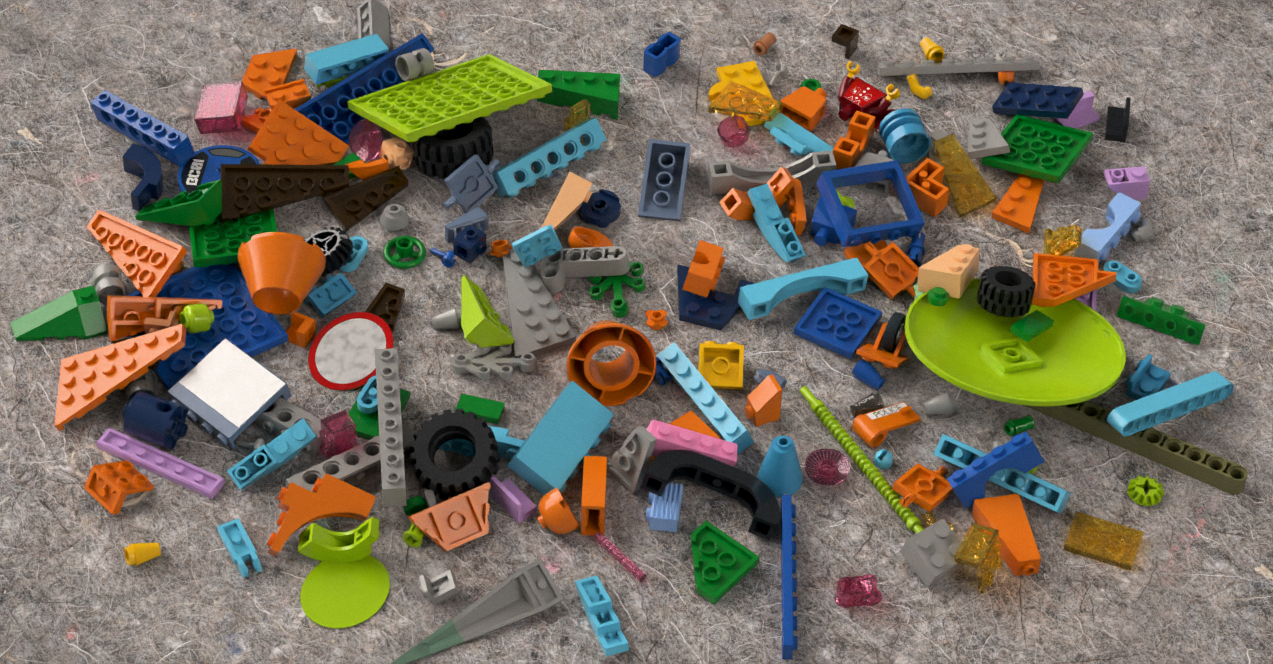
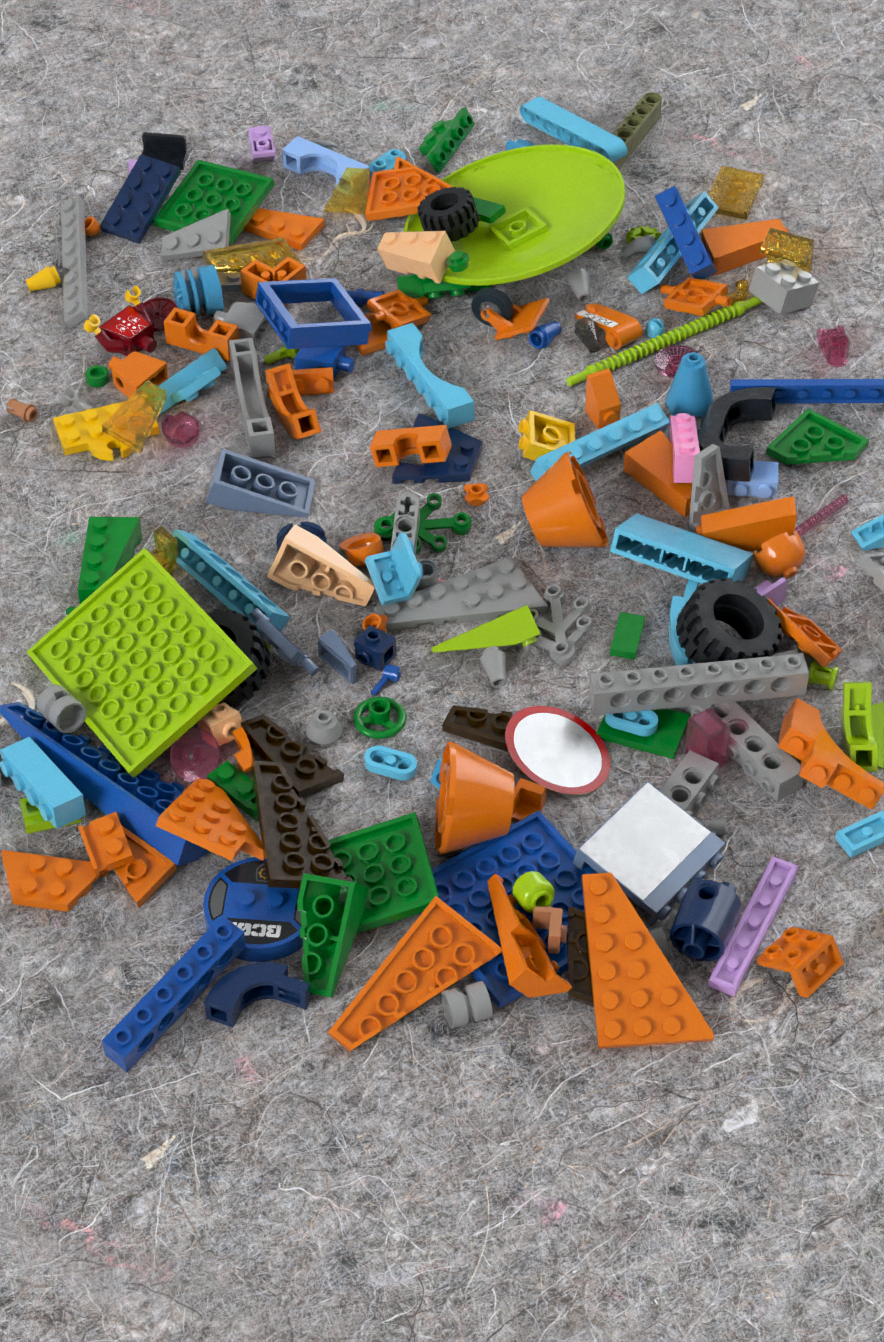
camera: 90 degrees left, 0 degrees up
(67, 316) = (527, 1053): green wedge -> none
(221, 108) = (127, 915): clear pink brick -> none
(273, 455) = (741, 813): medium azure slope -> none
(335, 246) = (392, 786): black gear -> none
(661, 54) = (46, 488): blue brick -> none
(762, 374) = (553, 405): sand blue arm -> none
(773, 226) = (338, 397): medium azure slope -> none
(838, 323) = (472, 355): blue plate -> none
(846, 37) = (29, 337): dark brown panel -> none
(917, 89) = (105, 293): yellow arm -> none
(1137, 494) = (660, 166): lime gear -> none

